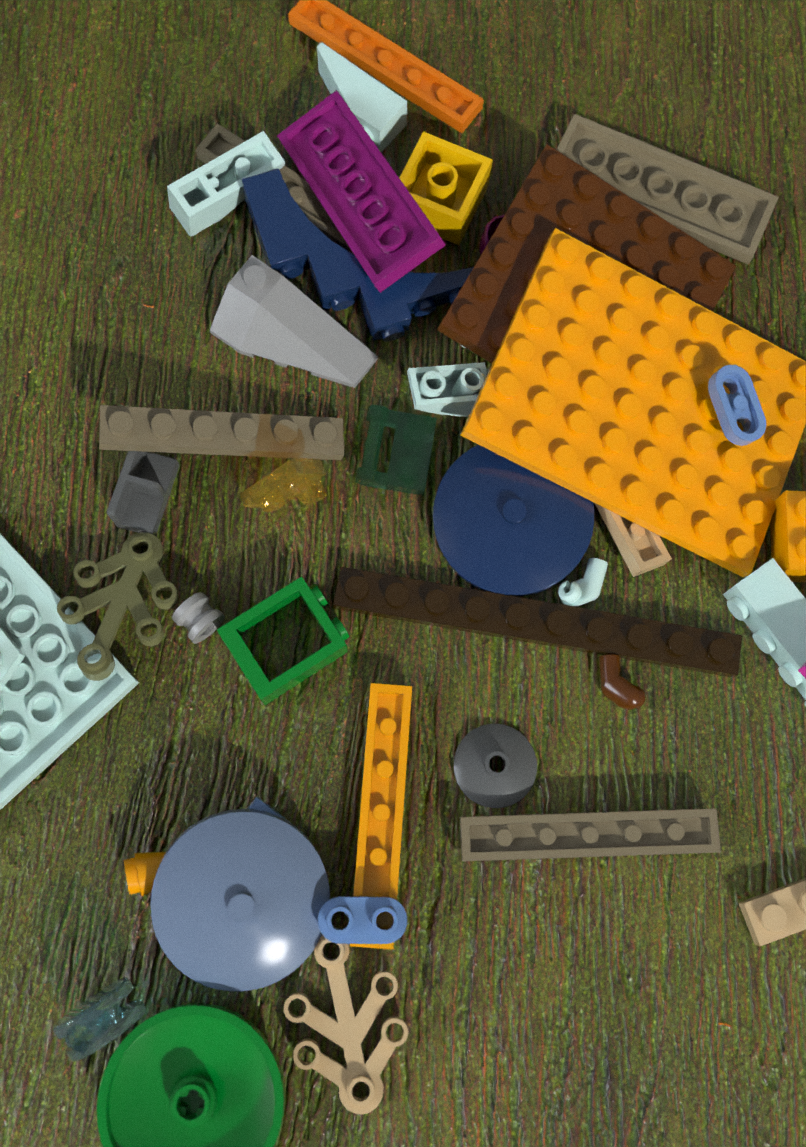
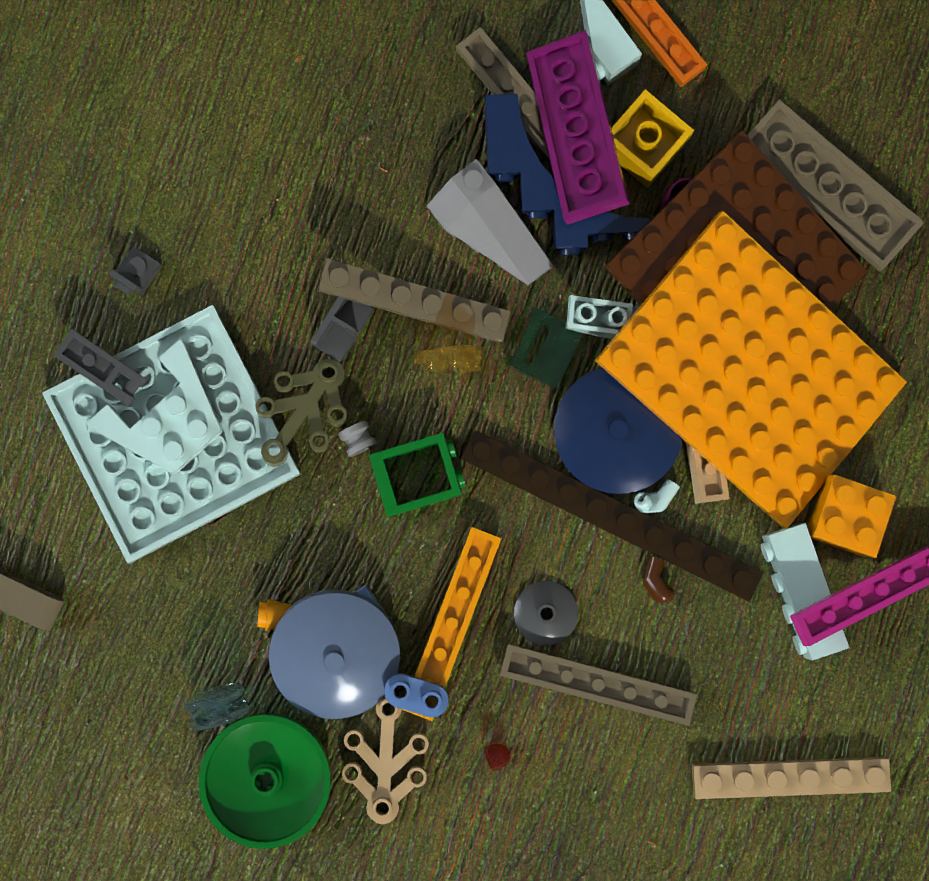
camera: 25 degrees right, 10 degrees up
(217, 186) = (471, 85): light aqua slope -> none
(490, 970) = (497, 756): none -> clear red hinge
(738, 406) = (821, 396): medium blue plate -> none

